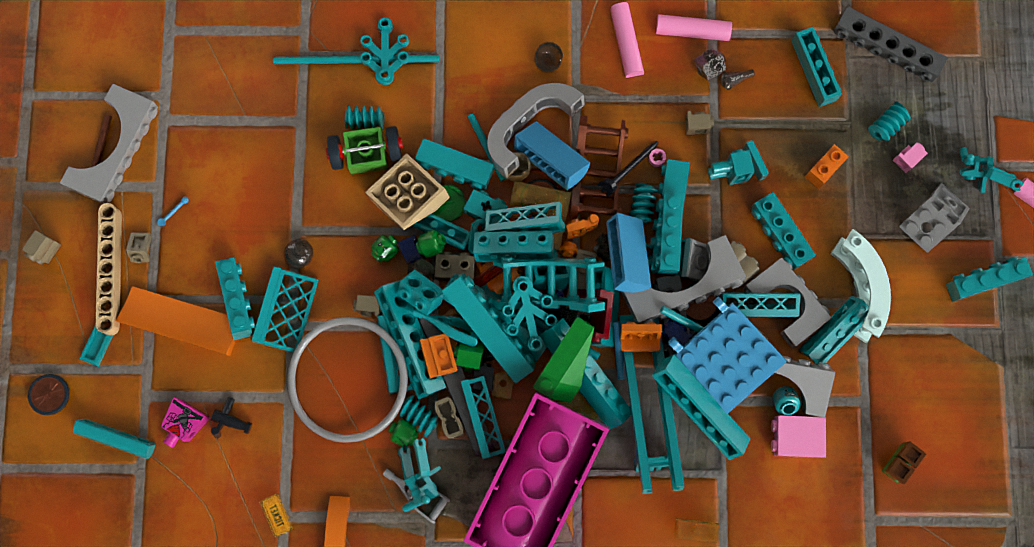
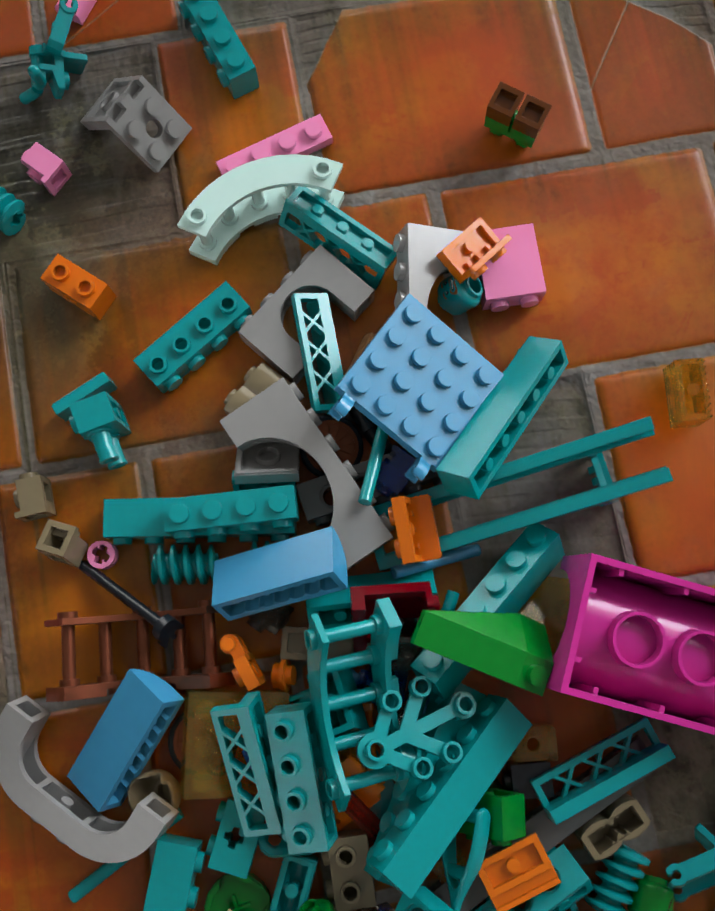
camera: 100 degrees left, 0 degrees up
(668, 135) = (62, 543): none -> dark tan brick
(811, 409) = (471, 250): none -> orange bracket
(904, 305) = (299, 139): none -> bright pink plate

